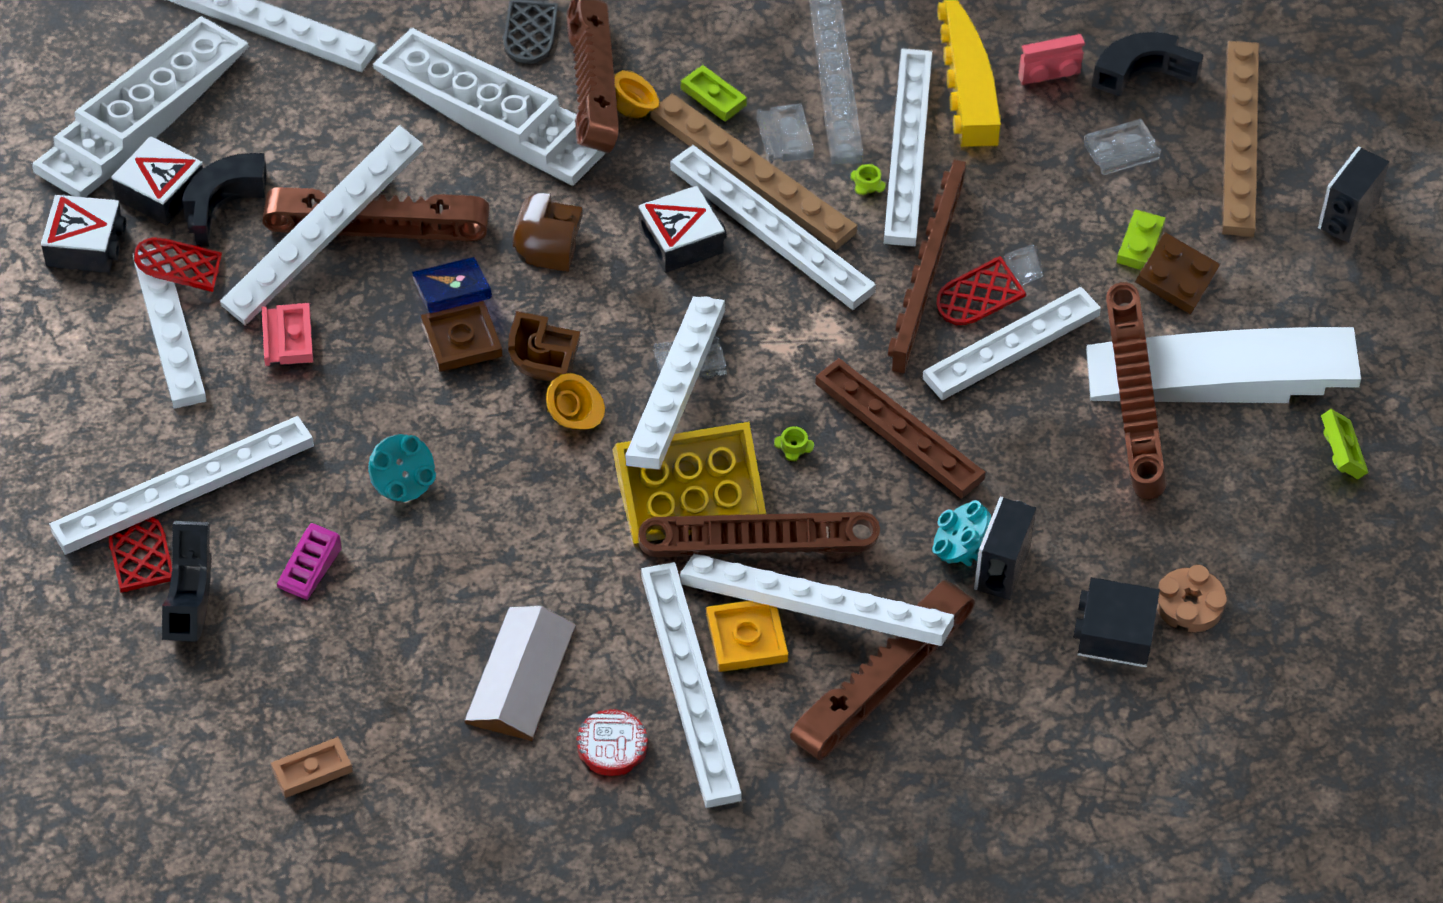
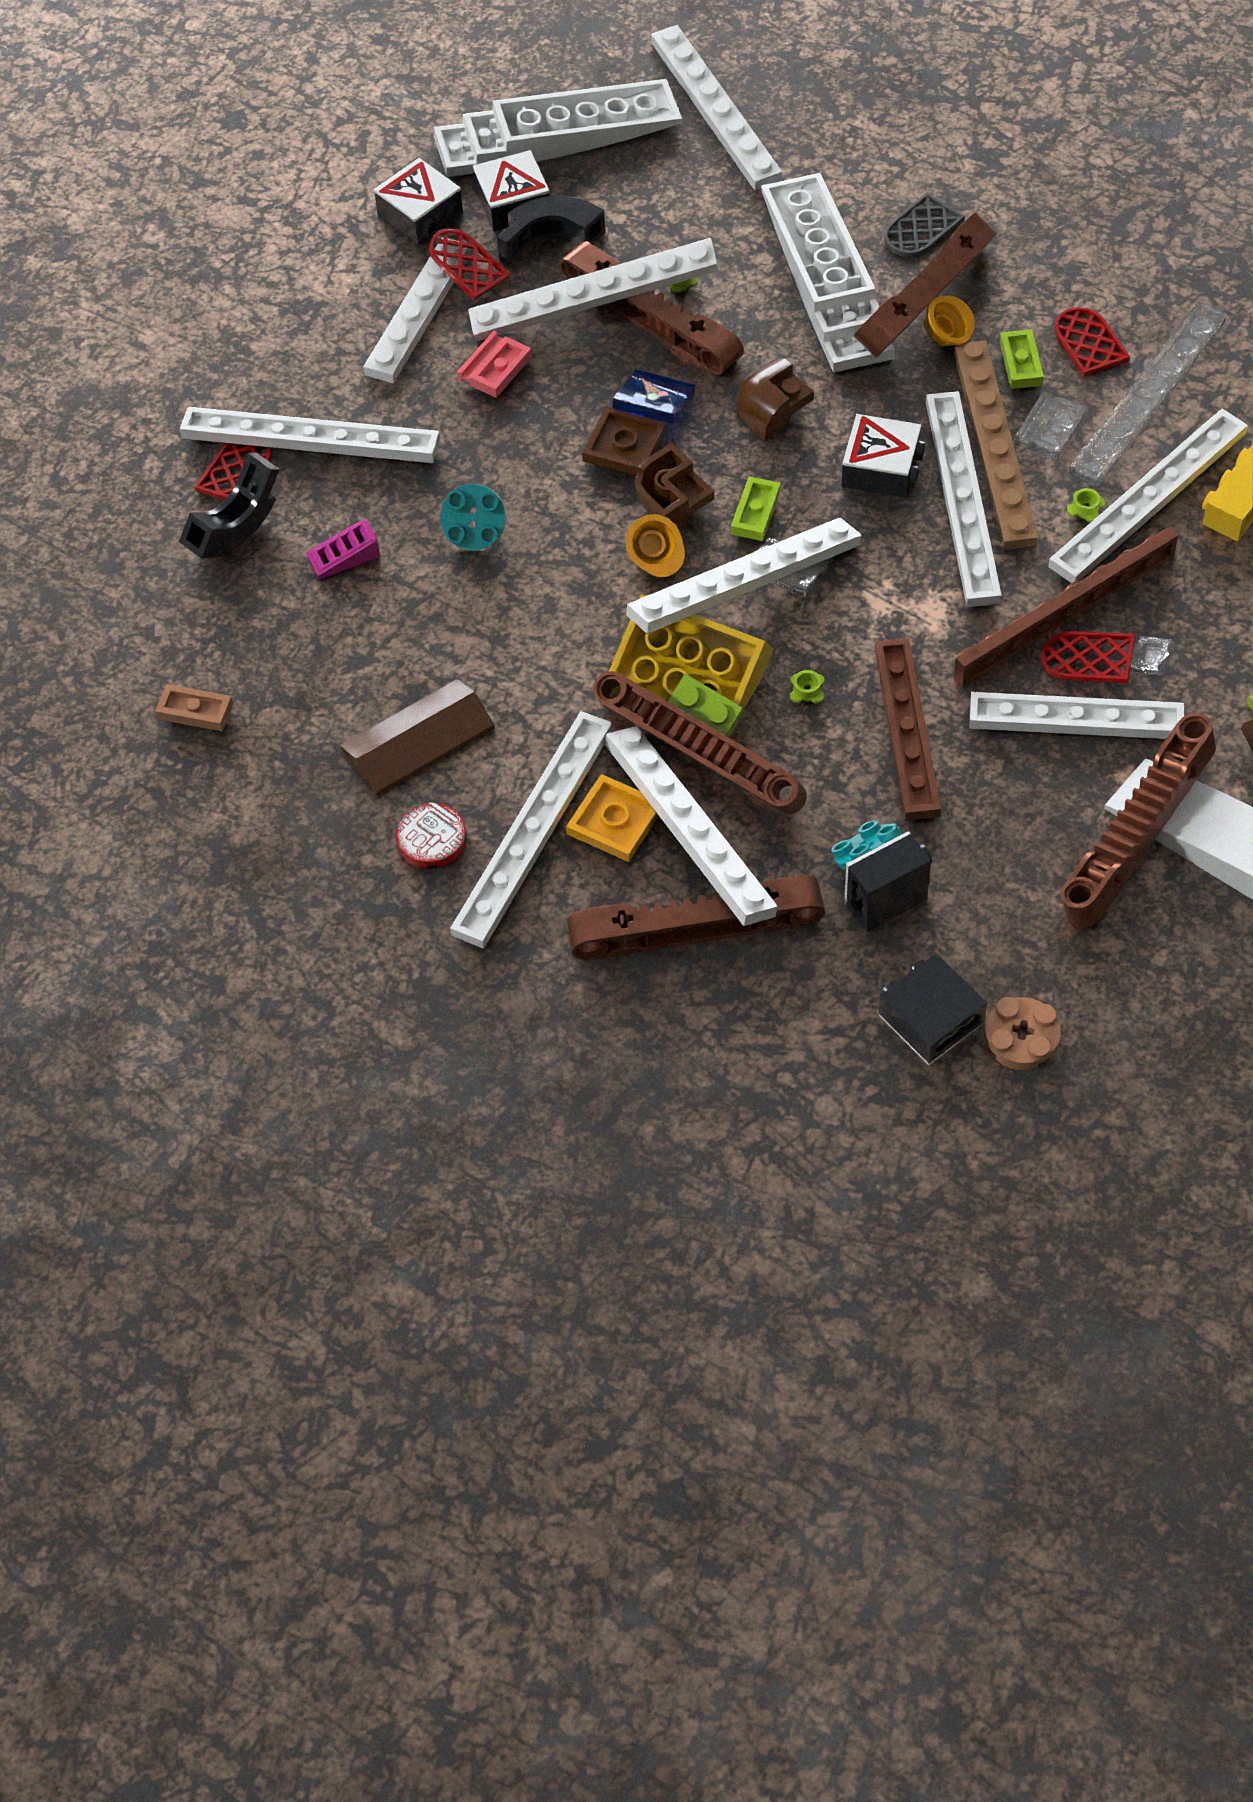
camera: 45 degrees right, 5 degrees up
(620, 328) = (755, 508): none -> lime plate
(736, 500) = (706, 705): none -> lime plate
(763, 40) = (1121, 358): none -> red window

